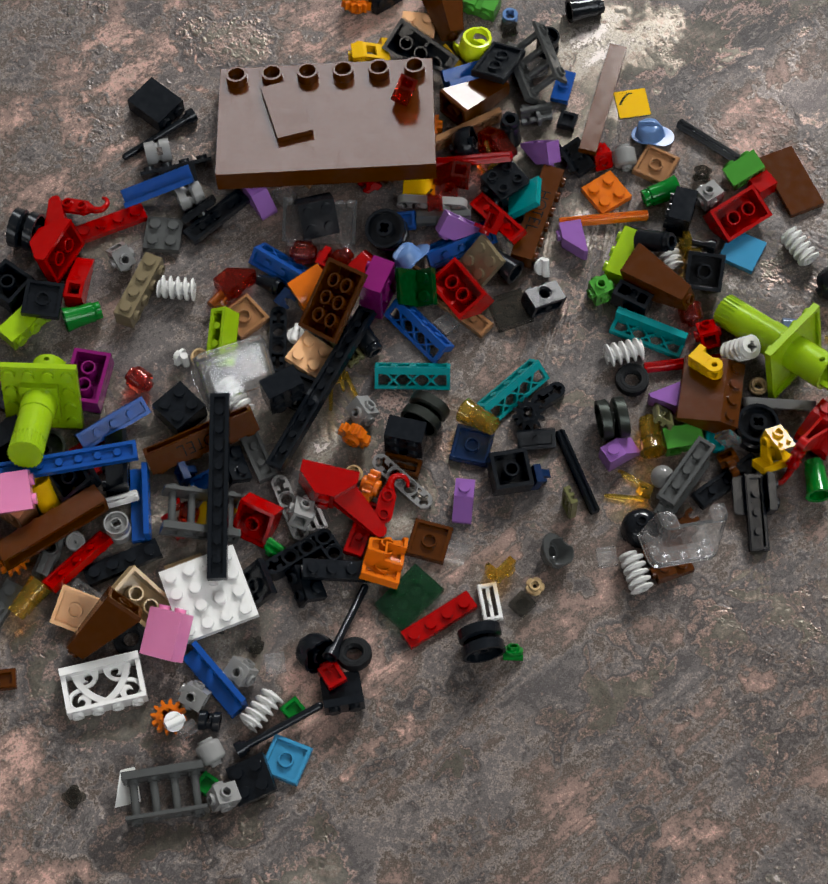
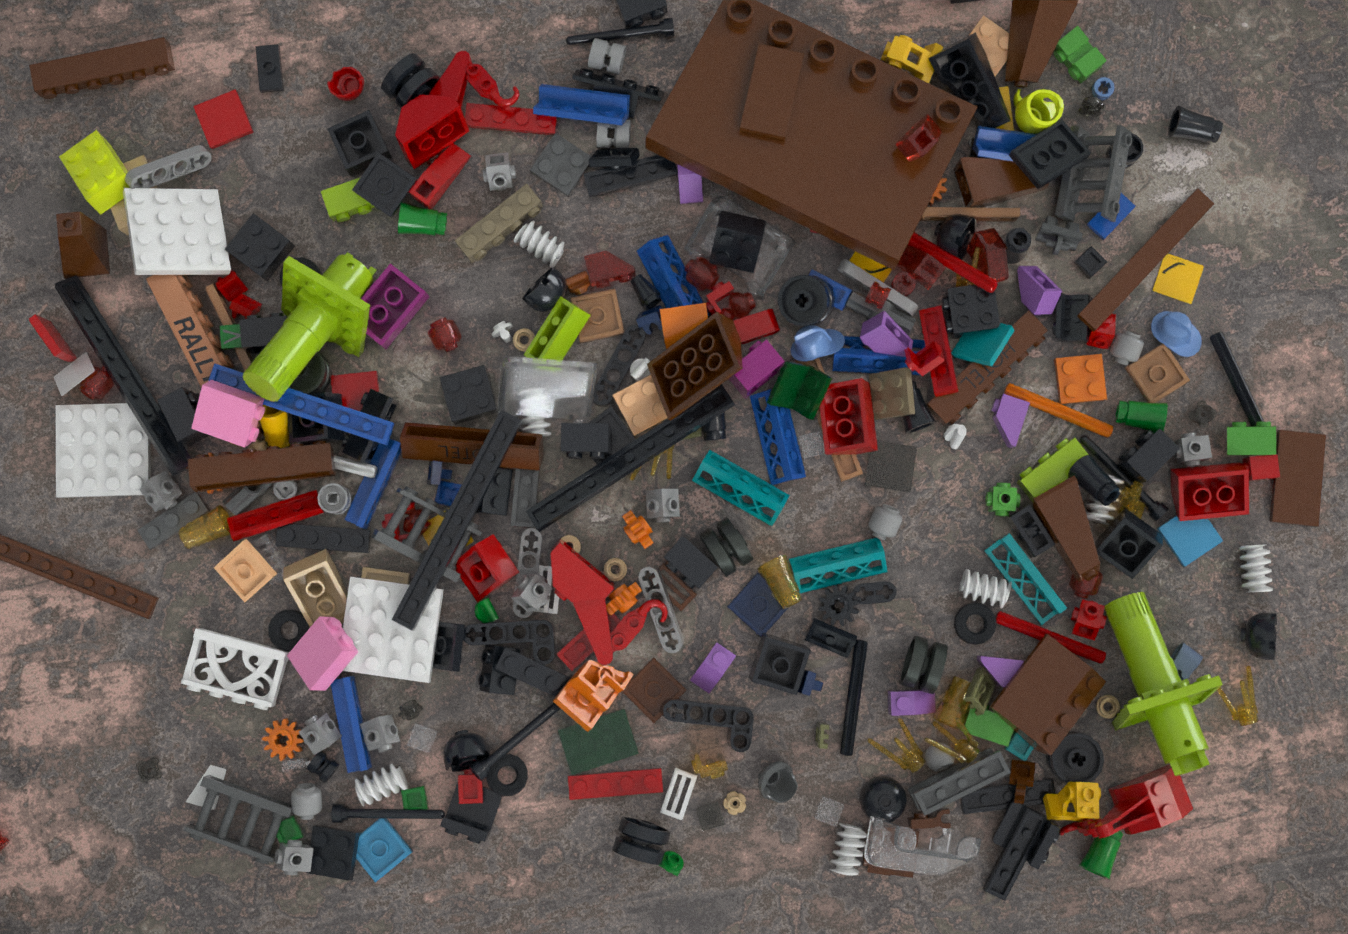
camera: 30 degrees right, 20 degrees up
(106, 621) = (266, 608): reddish brown slope -> none
(113, 422) = (390, 370): blue fence -> none
(174, 721) = (281, 754): white plate -> none
(199, 314) = (546, 291): none -> black cylinder
(455, 539) = (706, 718): none -> black beam
(528, 344) = (885, 521): none -> light grey head
(543, 299) = (919, 476): black brick -> none
(674, 460) = (965, 749): none -> clear yellow plant
(705, 364) = (1060, 664): yellow leg -> none
(728, 438) = (1035, 756): clear tile -> none
(741, 349) = (1110, 664): white piece -> none
(781, 404) = (1117, 742): light grey beam -> none

